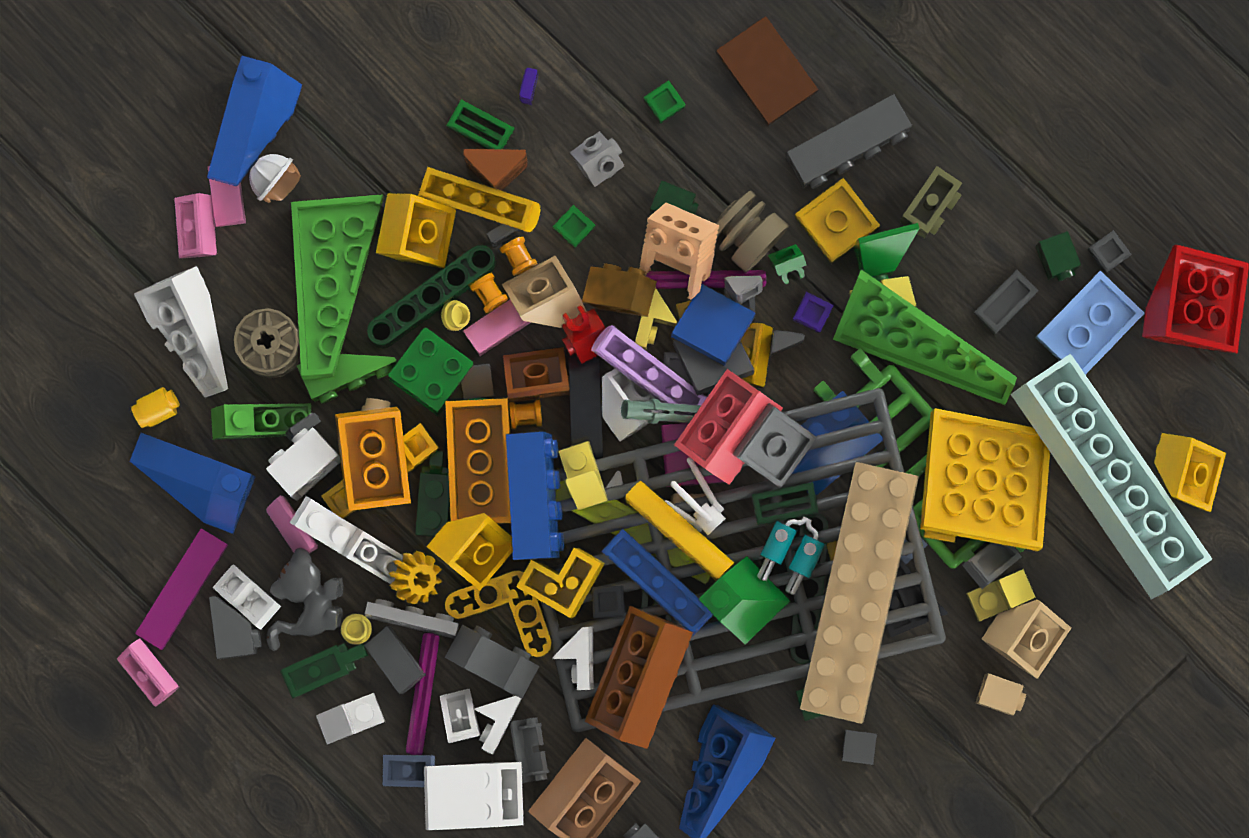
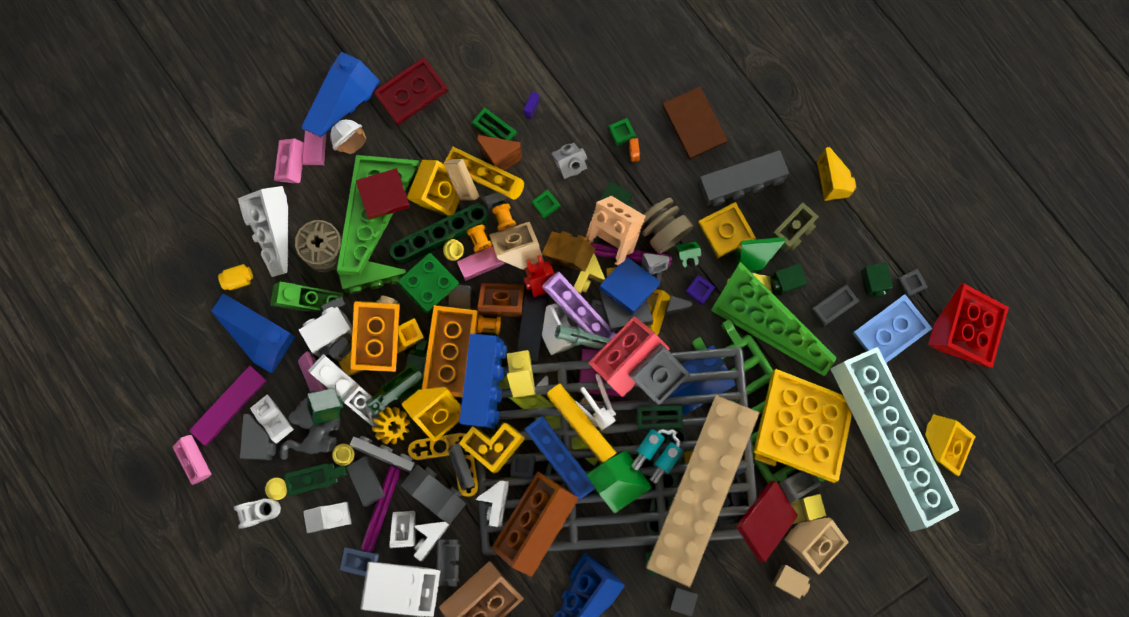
camera: 10 degrees right, 5 degrees down
(248, 731) = (253, 512): none -> white piece
(273, 691) = (276, 489): none -> light yellow plate
(320, 567) = (324, 406): none -> brick
(327, 484) = (341, 349): none -> dark grey tile
(342, 254) = (382, 194): none -> dark red tile
(350, 93) = (410, 91): none -> dark red tile
(412, 525) = (394, 388): none -> dark green hinge
(449, 214) = (461, 179): none -> tan tile
(523, 617) = (460, 467): none -> dark grey tile
(687, 128) = (634, 150): none -> orange tile
(935, 277) = (789, 279): none -> dark green brick
(953, 619) = (767, 521): none -> dark red tile
(978, 119) = (834, 176): none -> yellow slope

